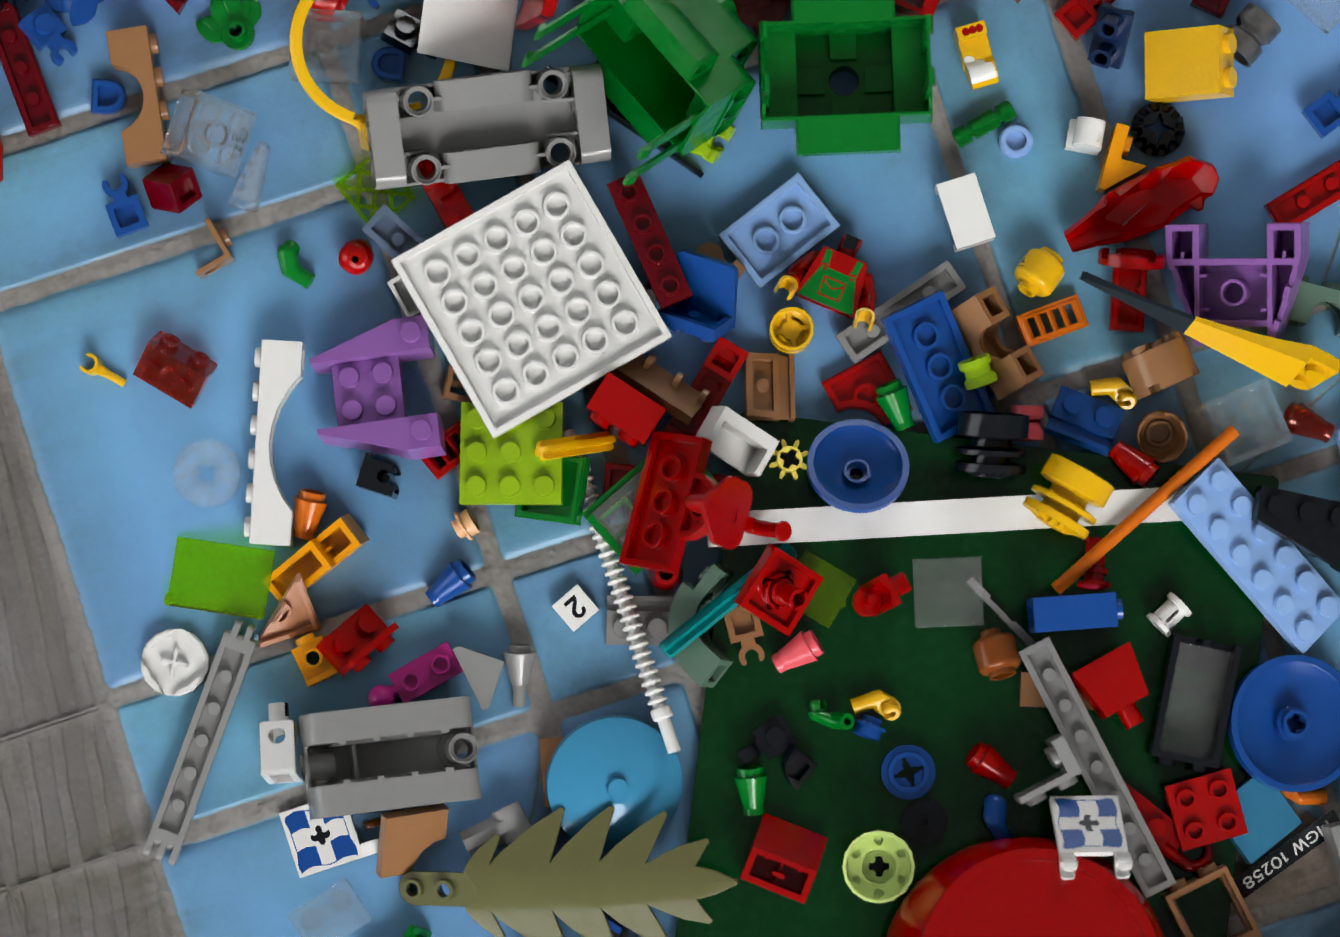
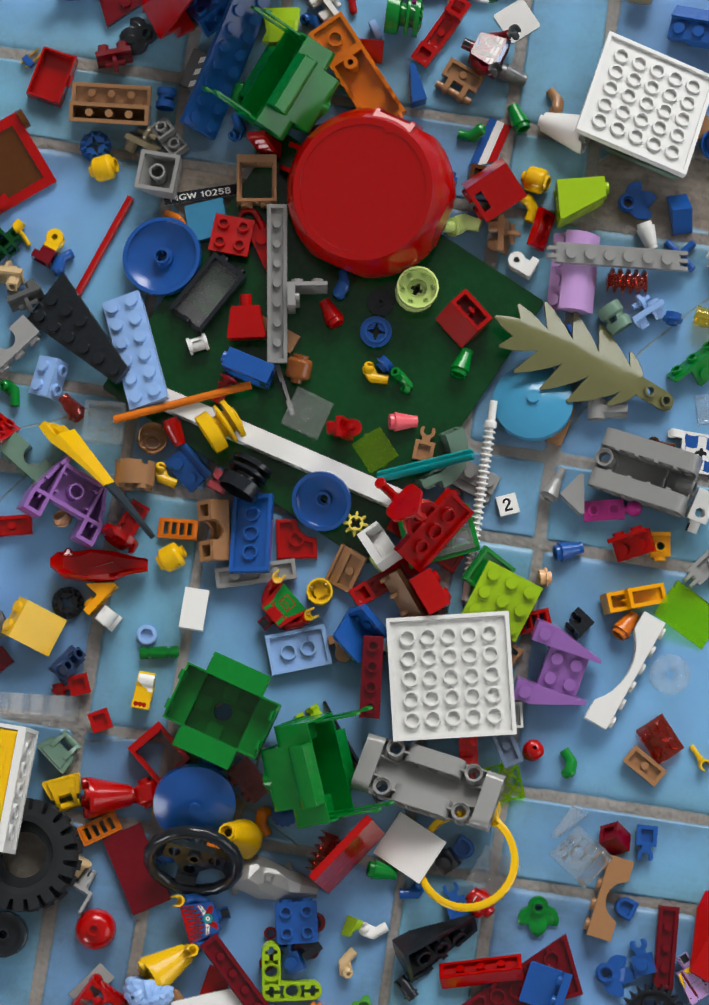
camera: 155 degrees left, 5 degrees down
(179, 317) = (644, 765): none -> medium nougat plate
(224, 242) = (600, 795): medium nougat bracket -> none
(292, 616) = (661, 574): nougat tile -> none
(406, 835) = (656, 428): medium nougat tile -> none
(574, 445) = (466, 587): yellow axle -> none
(771, 739) = (438, 384): black plate -> none
(787, 595) = (395, 453): red plate -> none
(797, 766) = (432, 363): black tile -> none
(895, 403) = (284, 527): green cone -> none
(977, 371) = (232, 519): lime wheel -> none
(1089, 829) = (299, 251): white flag -> none
(1233, 246) = (61, 518): none -> light nougat plate

